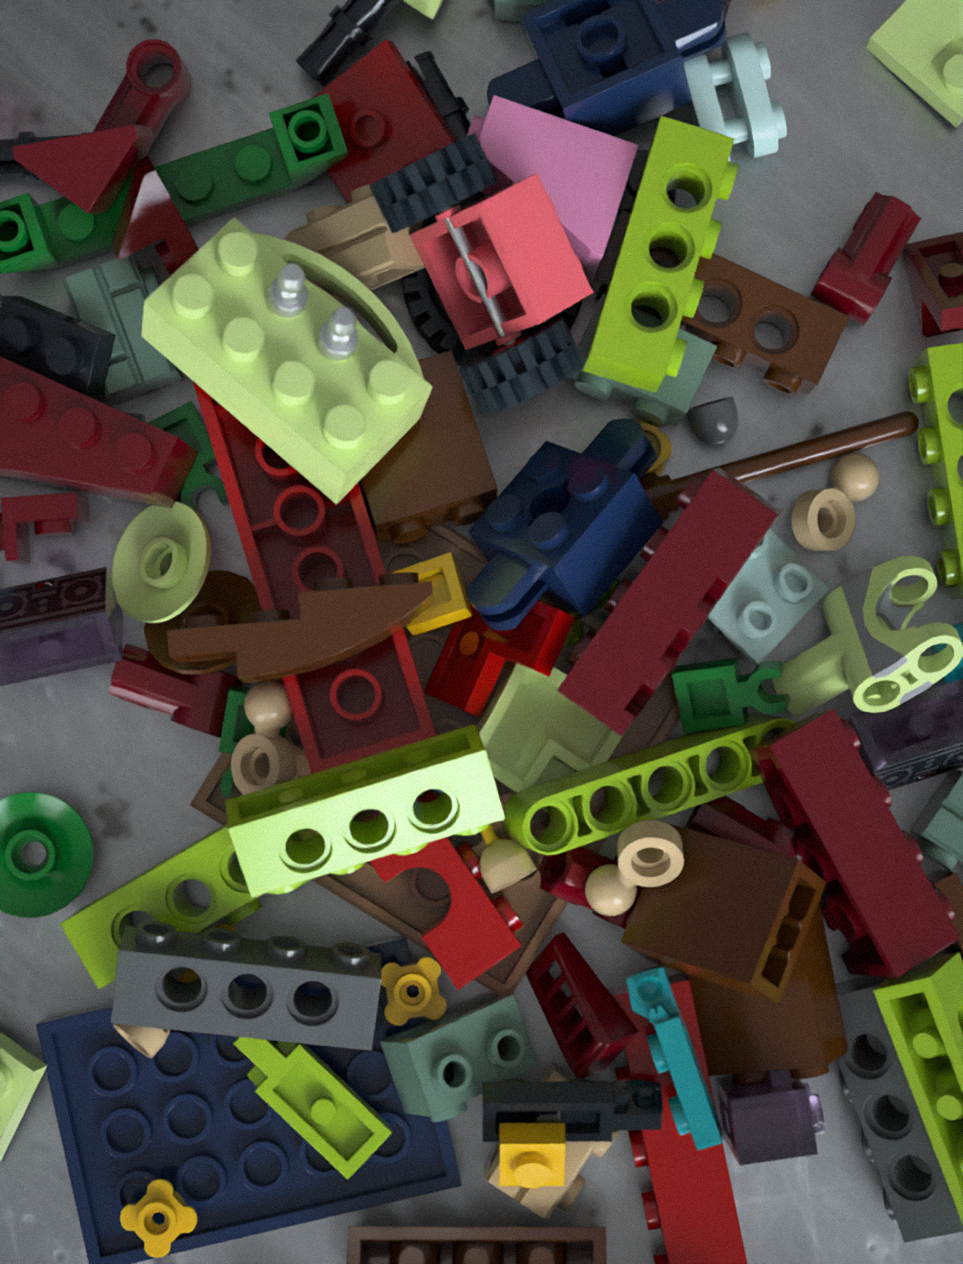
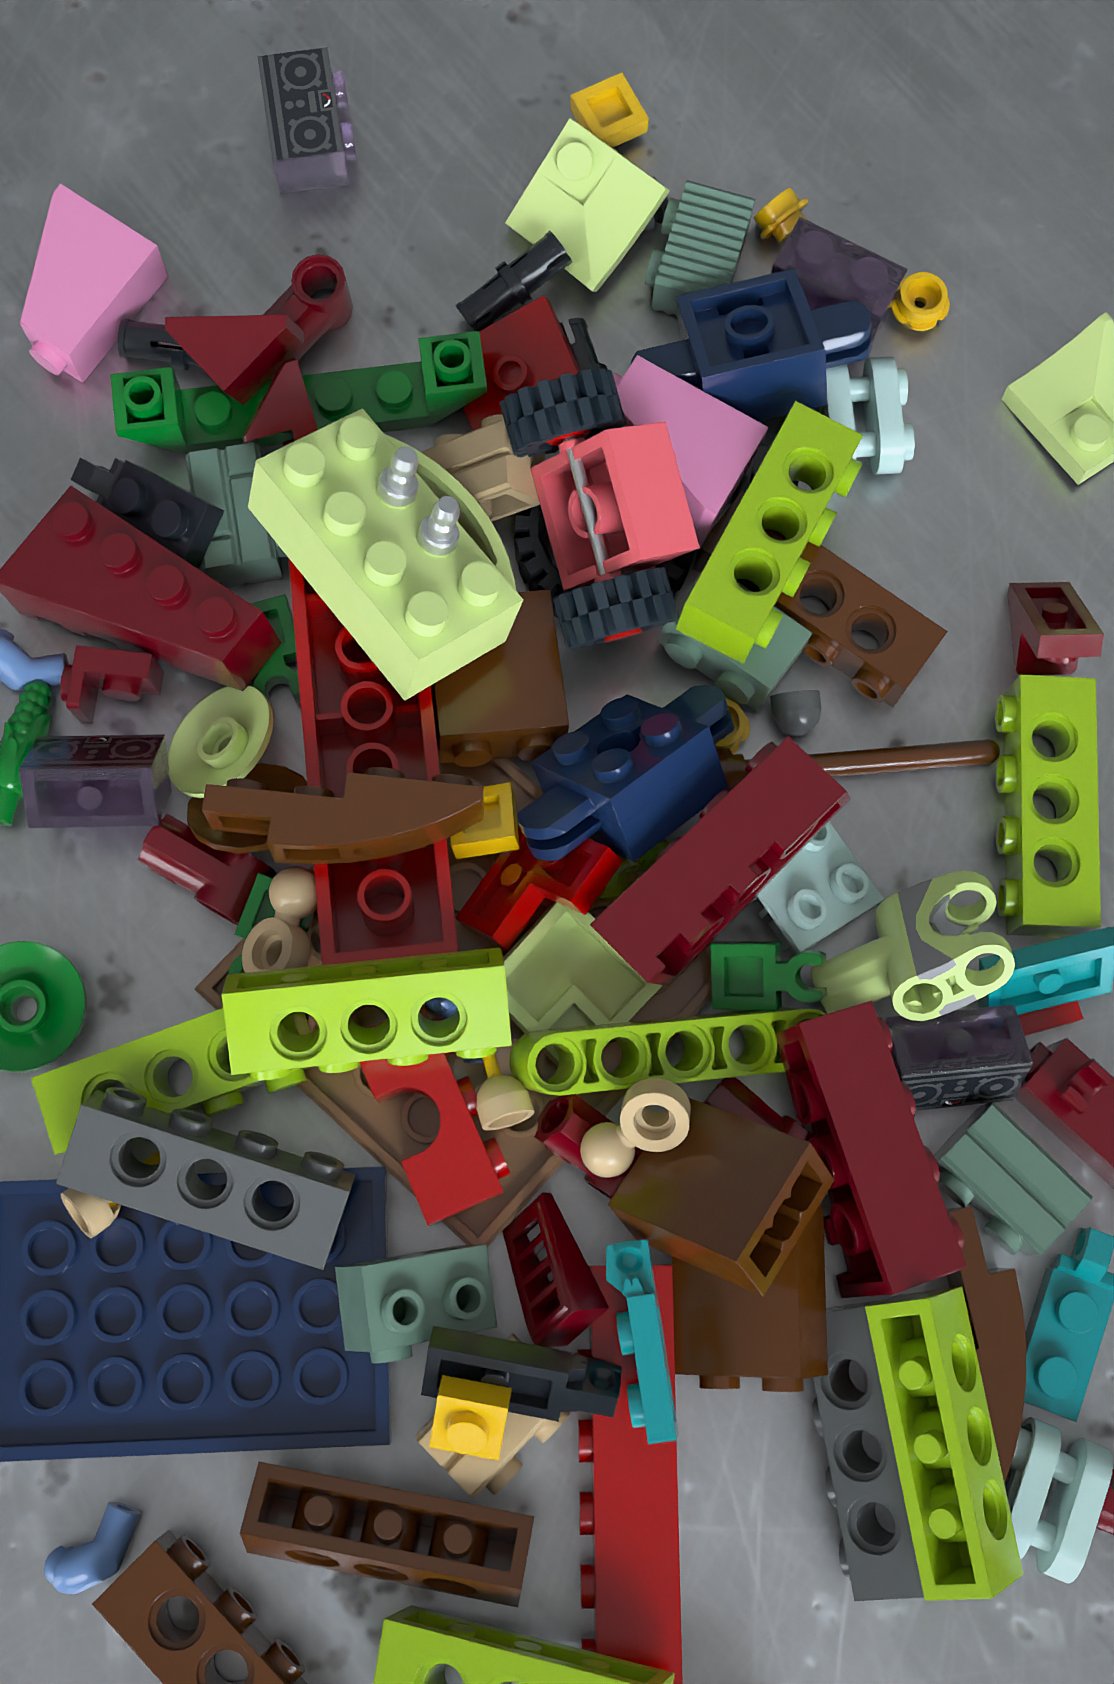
camera: 10 degrees right, 10 degrees down
(165, 1200) = (79, 1419): yellow plate -> none
(315, 1102) = (252, 1317): lime hinge -> none
(428, 1001) = (366, 1207): yellow plate -> none
(769, 1118) = (732, 1429): clear purple brick -> none
(826, 516) = (893, 823): tan plate -> none
(860, 269) = (965, 595): dark red piece -> none

